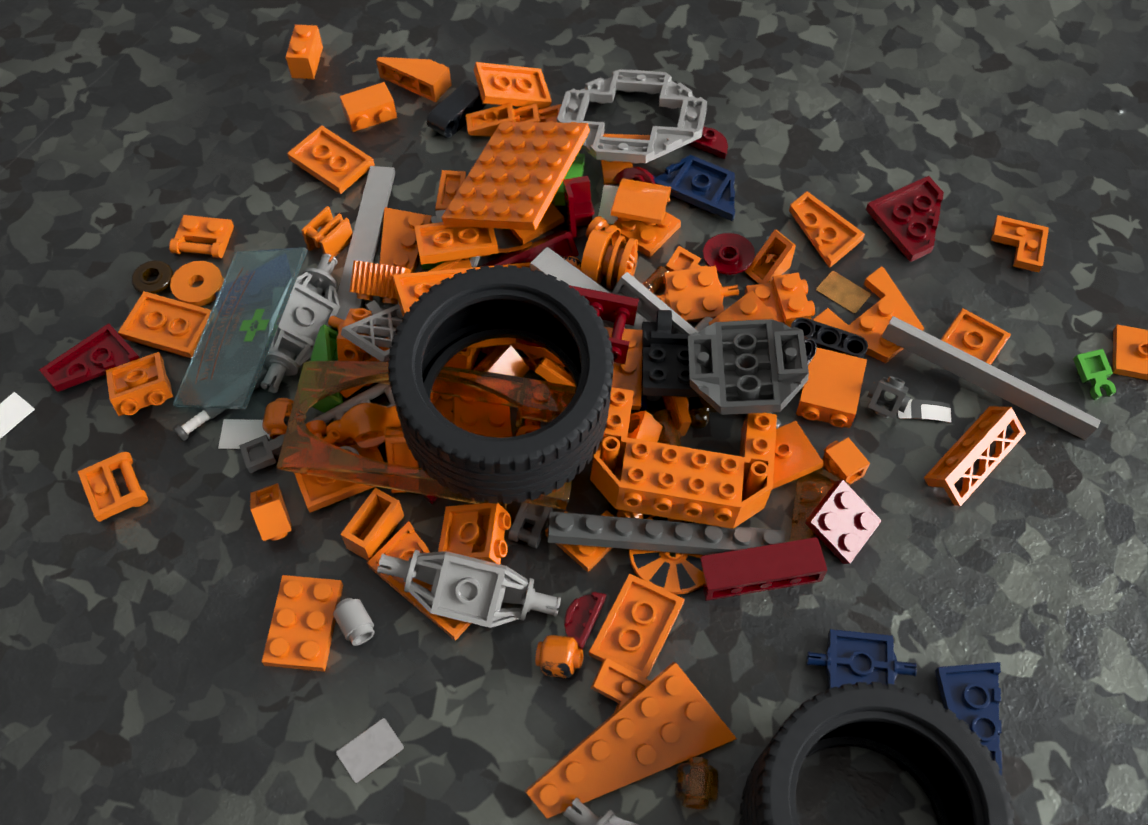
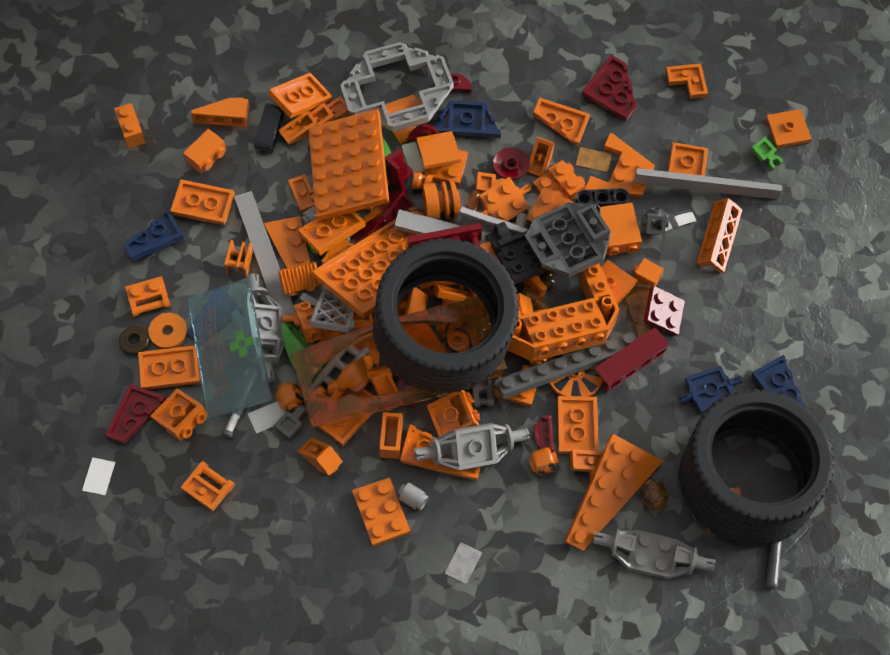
camera: 30 degrees left, 5 degrees up
(253, 177) = (157, 236): none -> dark blue wing

